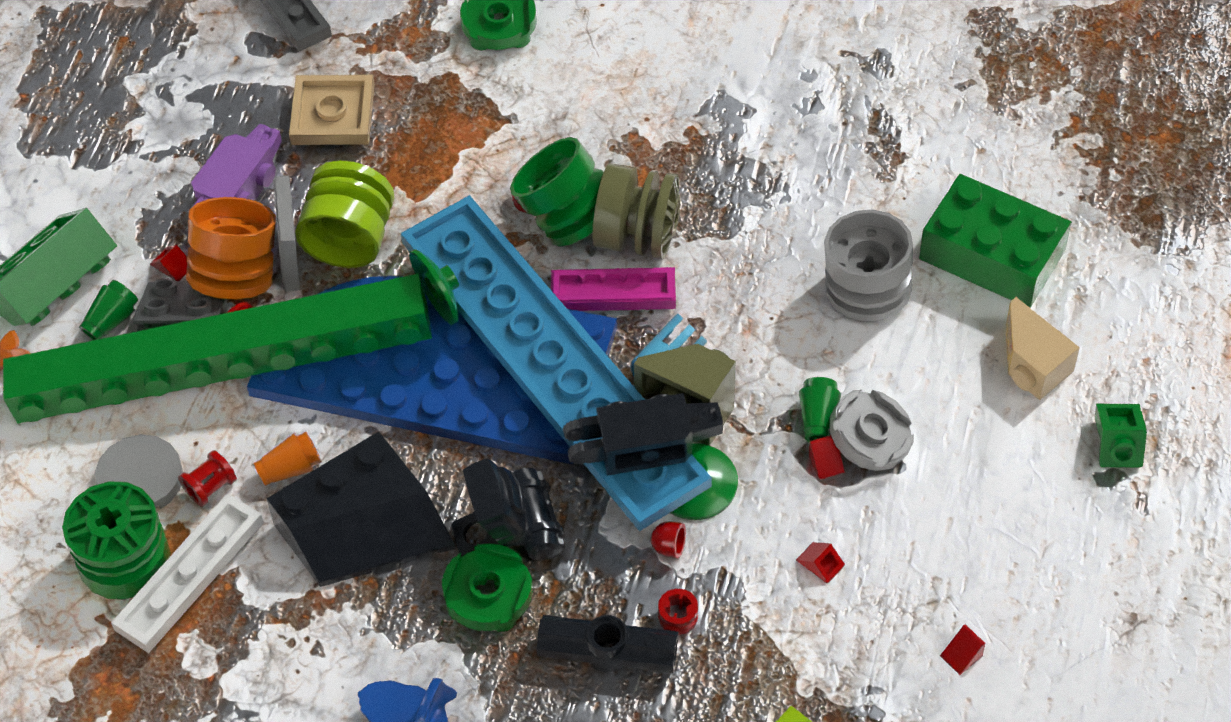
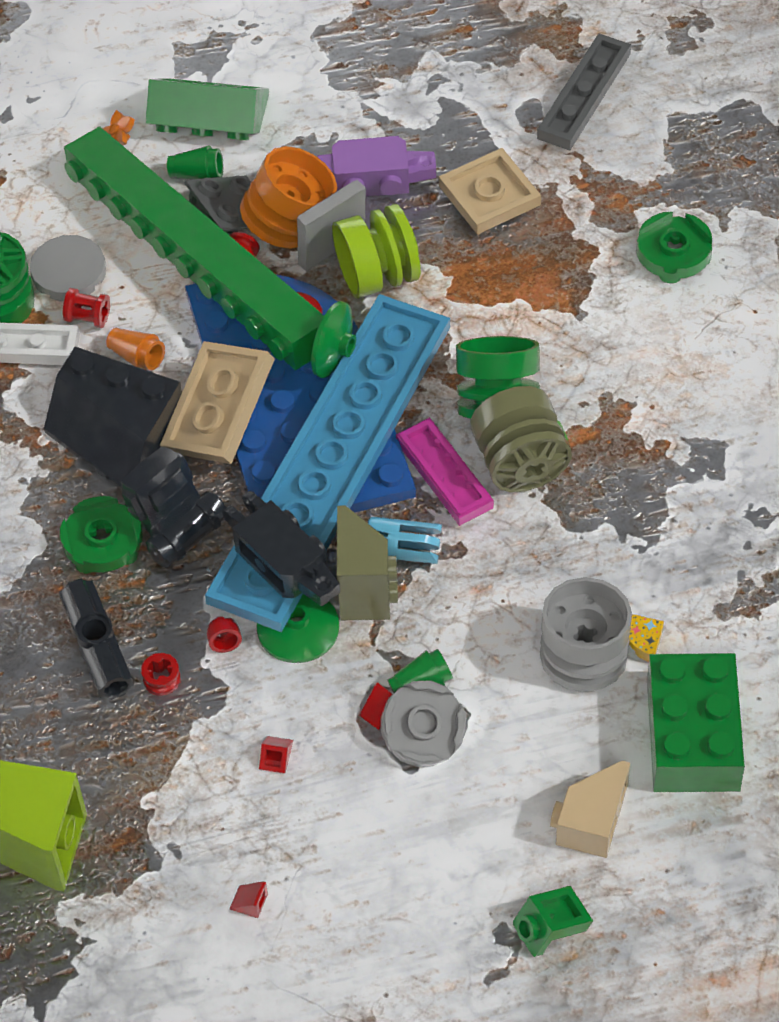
camera: 60 degrees right, 0 degrees up
(418, 415) = (217, 402): none -> tan plate

